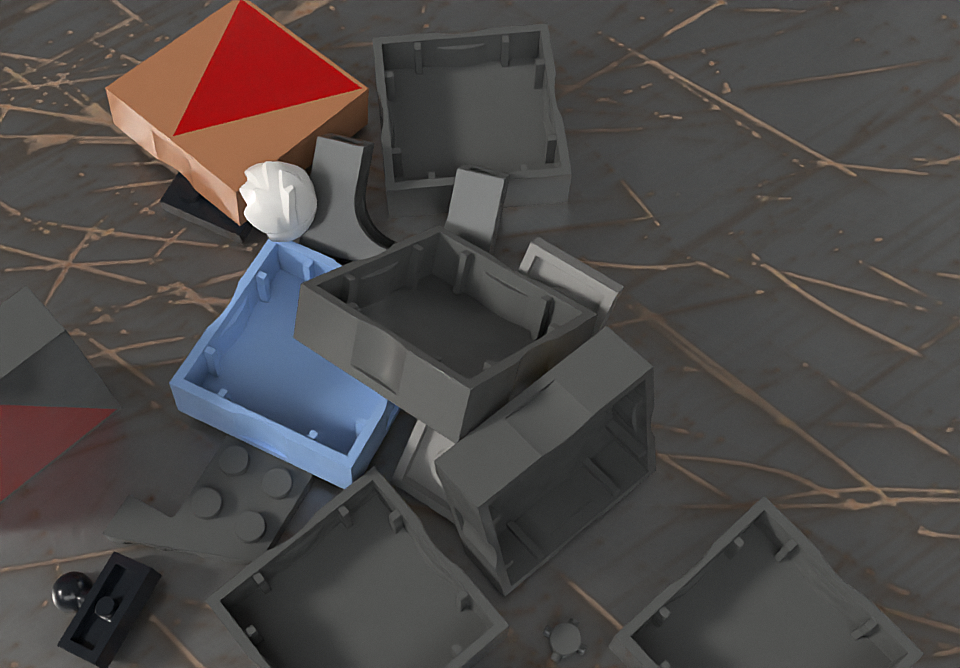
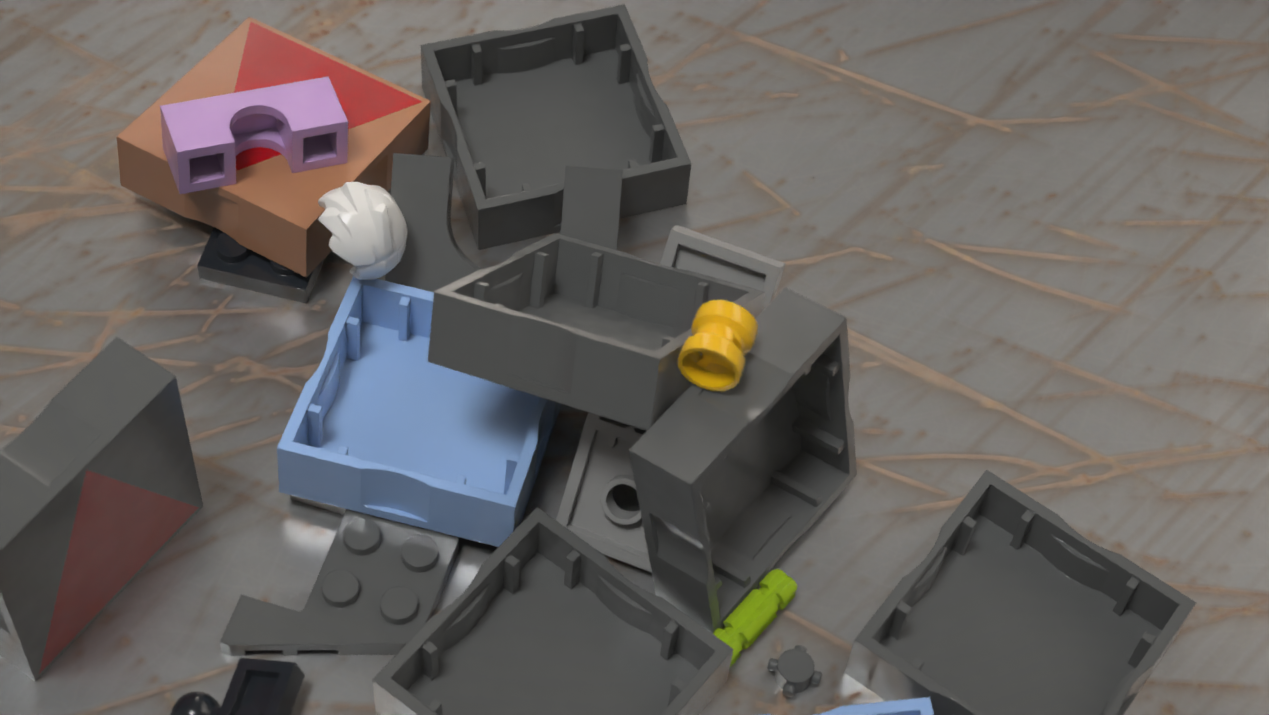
camera: 15 degrees left, 10 degrees down
(173, 97) = (293, 118): none -> lavender arch
(531, 376) = (718, 345): none -> yellow wheel
(538, 586) = (756, 612): none -> lime axle

